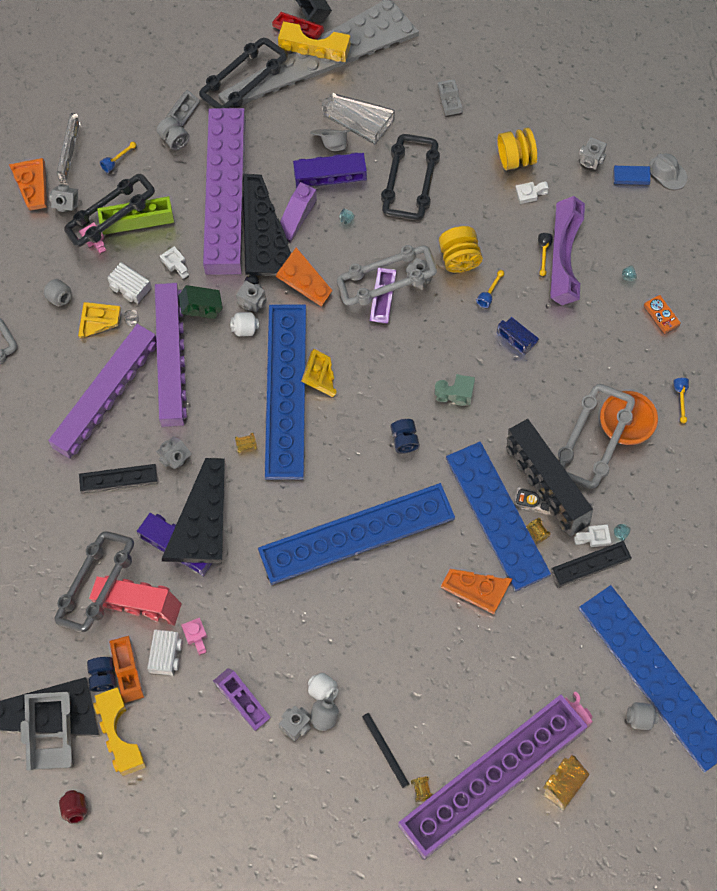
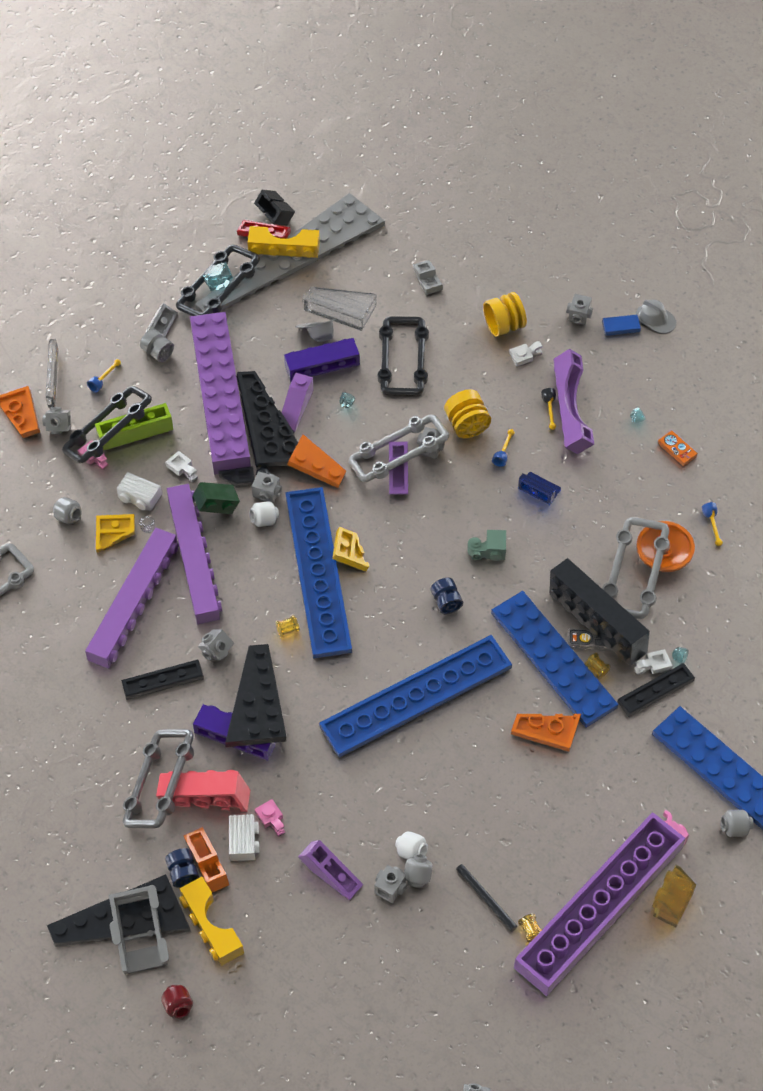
camera: 10 degrees left, 10 degrees down
(228, 280) = (238, 477): none -> black tile
(244, 69) = (218, 276): none -> clear light blue brick

